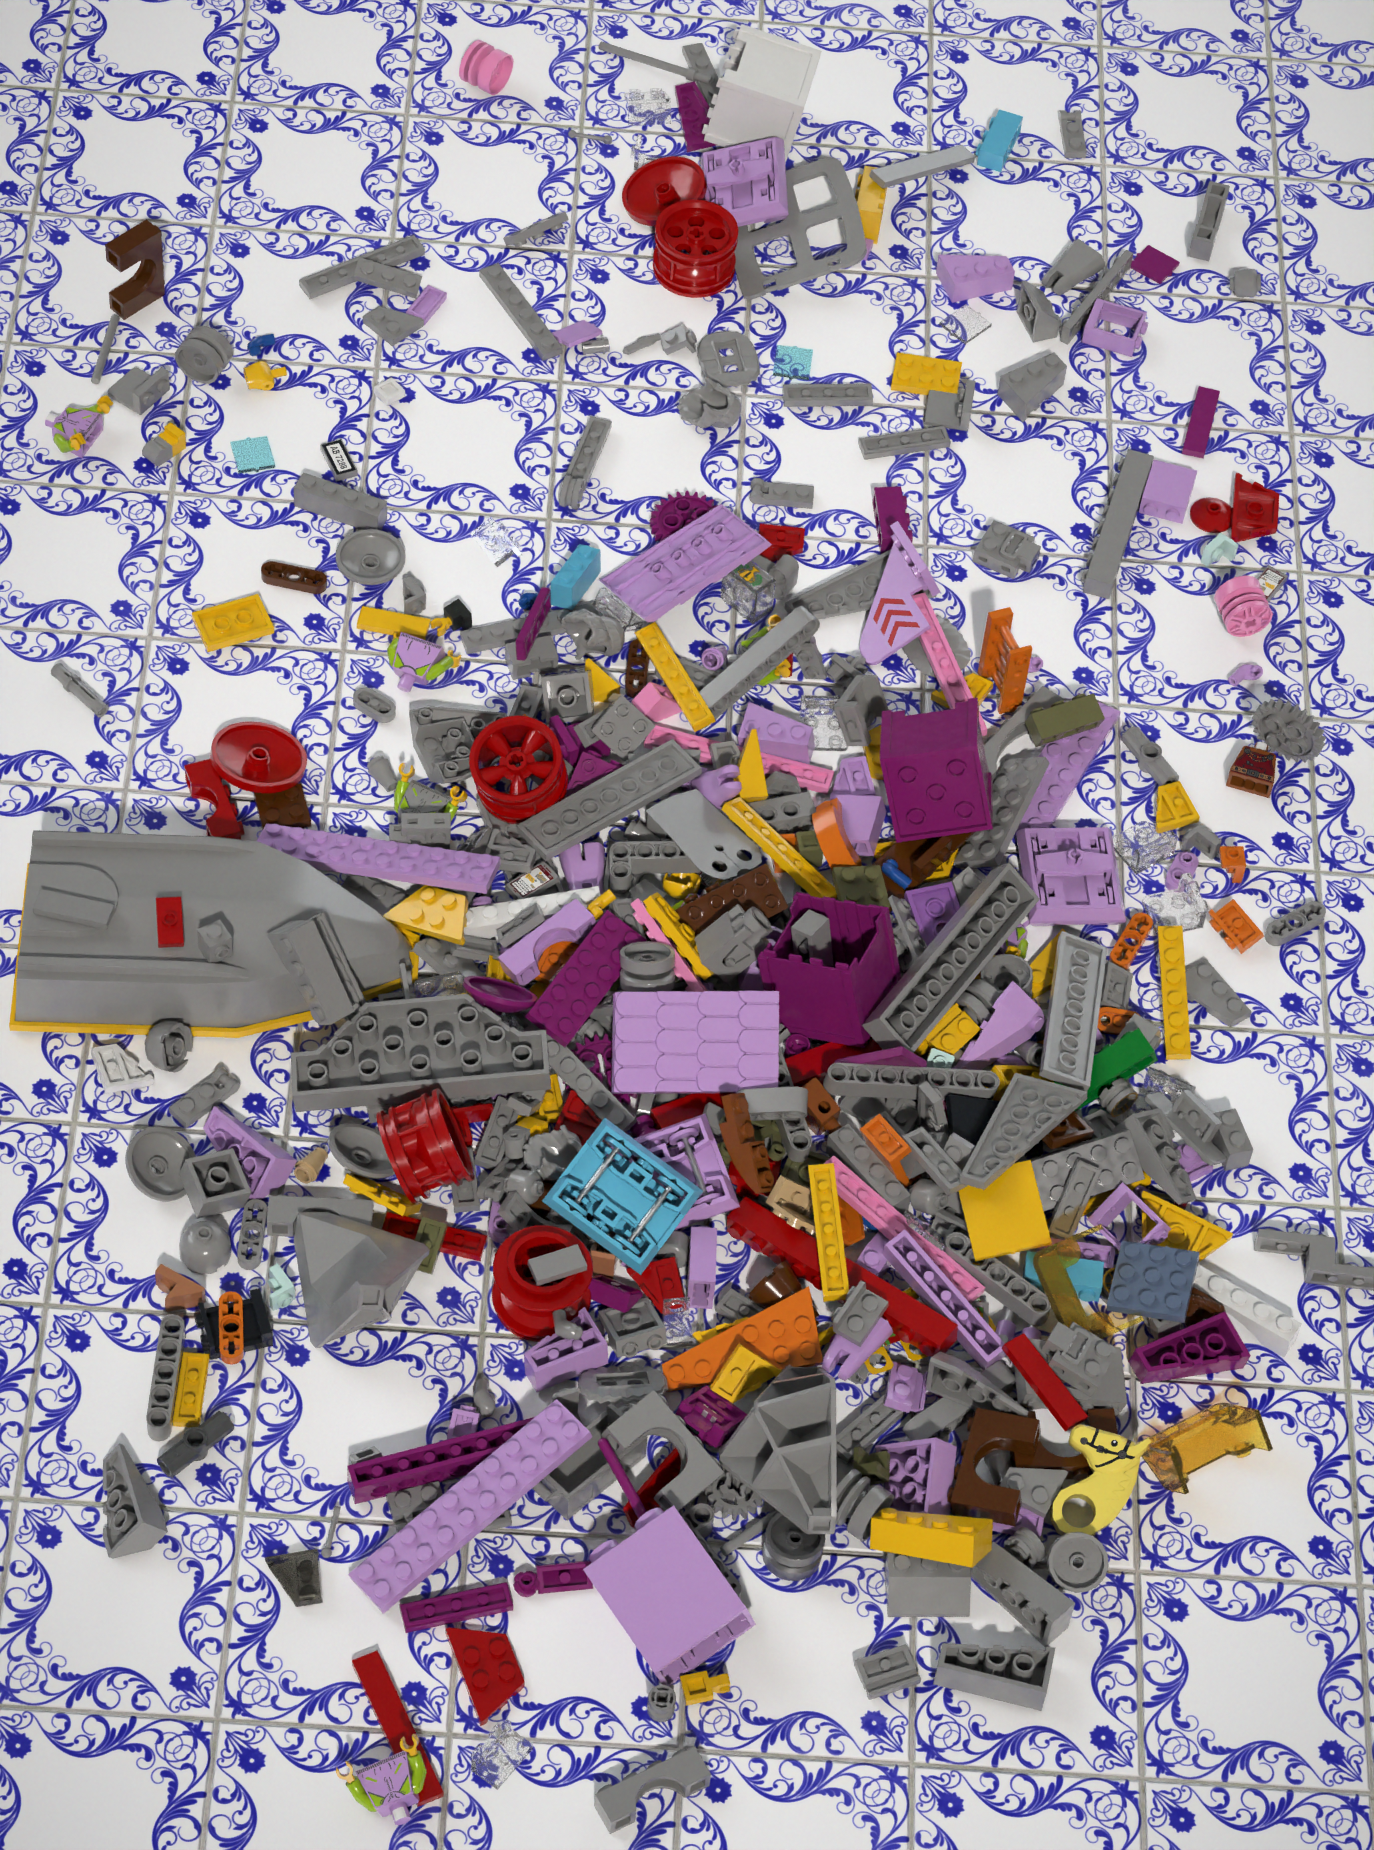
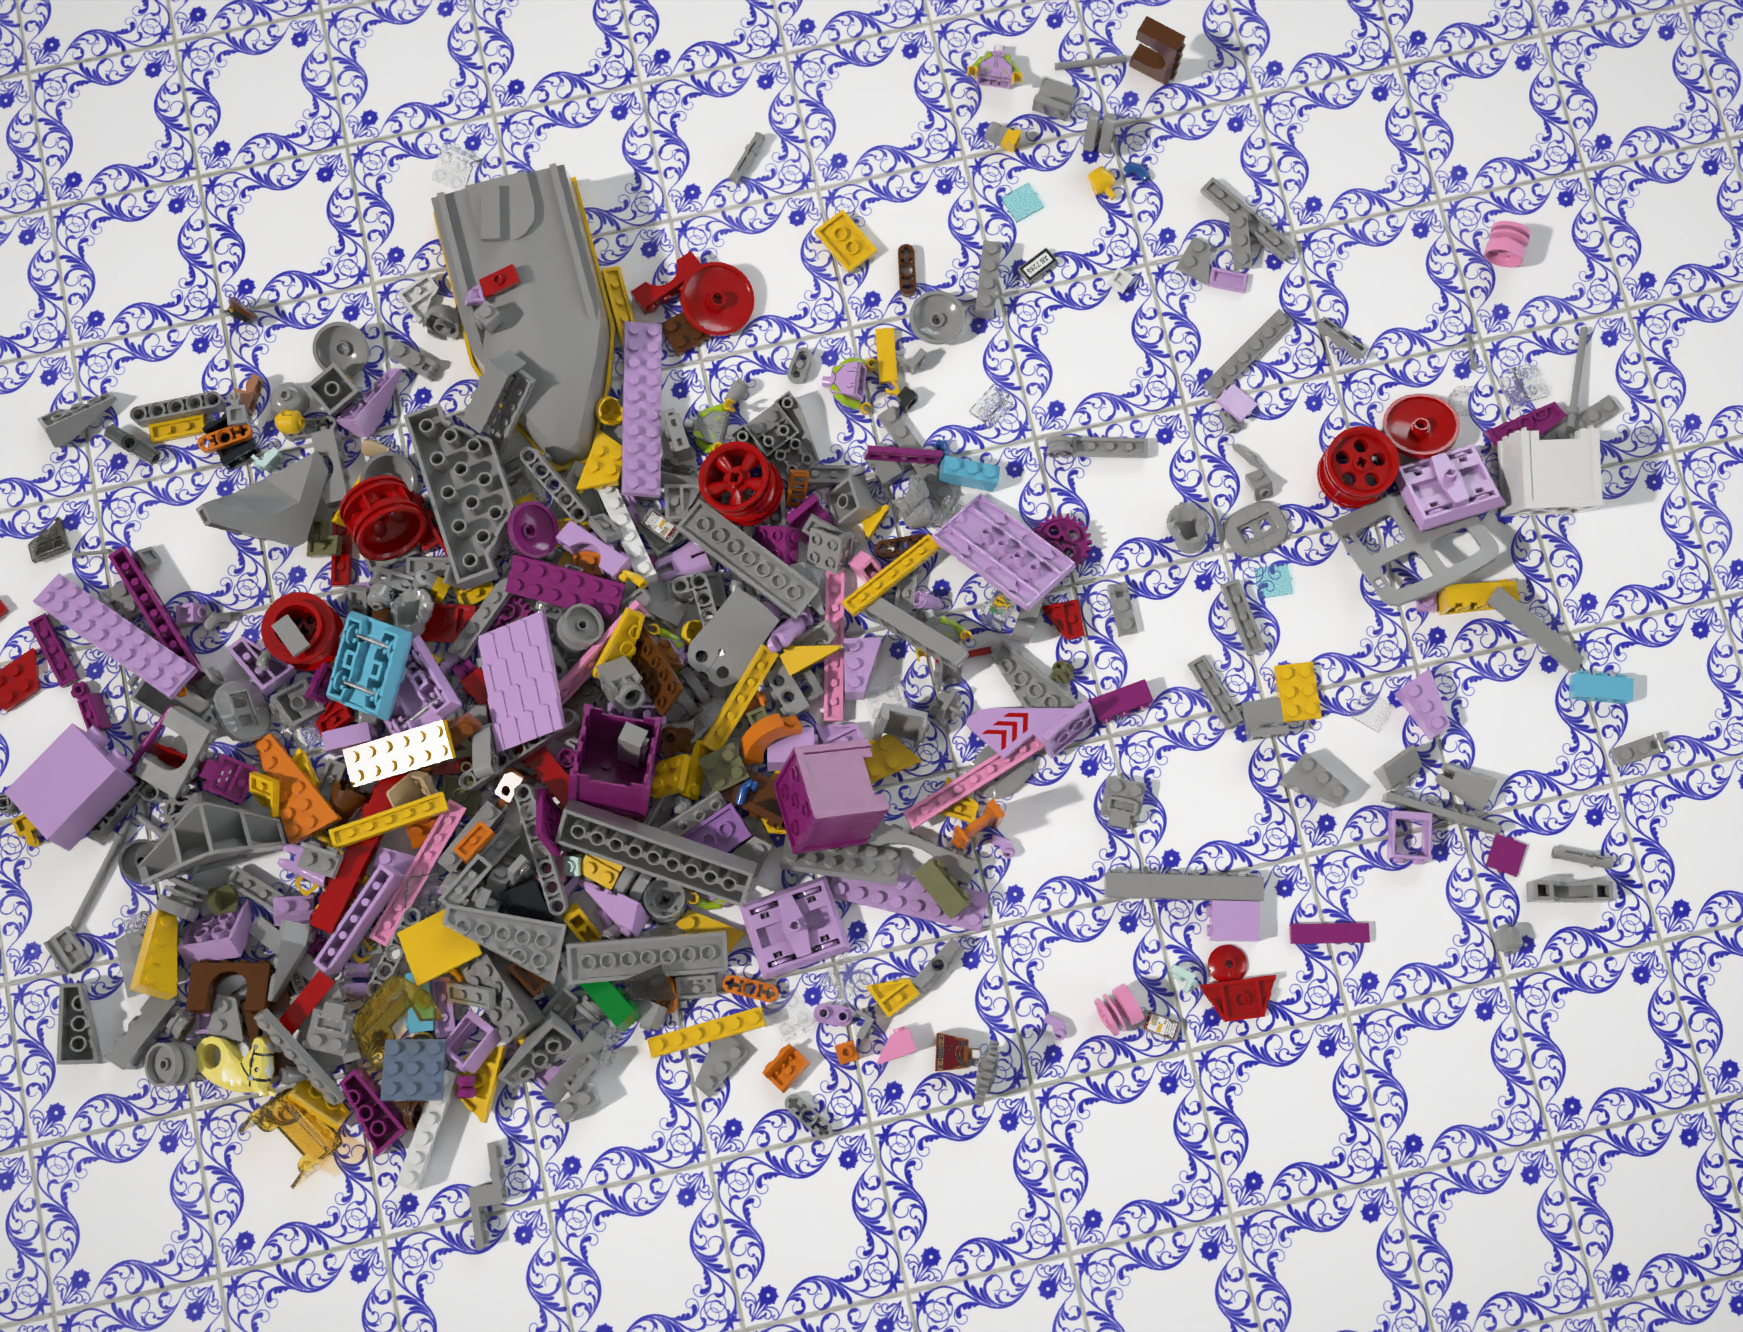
camera: 80 degrees right, 25 degrees up
(58, 1268) = (240, 311): none -> reddish brown piece
(177, 953) = (475, 296): none -> lavender tile
(206, 1296) = (236, 413): none -> light grey plate
(242, 1240) = (289, 422): none -> yellow head
(367, 893) = (609, 411): none -> yellow hair
(453, 953) = (547, 479): none -> light grey beam
(746, 1198) = (399, 753): none -> plate
(751, 1579) = (119, 838): none -> light grey bar
(840, 559) = (1062, 671): none -> olive gear
(872, 1574) = (136, 922): none -> clear cone
(1107, 1396) = (294, 1051): none -> light grey plate
(1108, 1016) = (650, 986): none -> clear smoke wing
(1125, 1422) = (290, 1075): none -> light grey cone
(1158, 1417) = (313, 1101): none -> yellow wing
(1177, 200) = (1590, 859): none -> light grey pin
(1185, 1238) = (468, 1083): none -> magenta wheel
(1234, 818) = (897, 1045): none -> bright pink slope

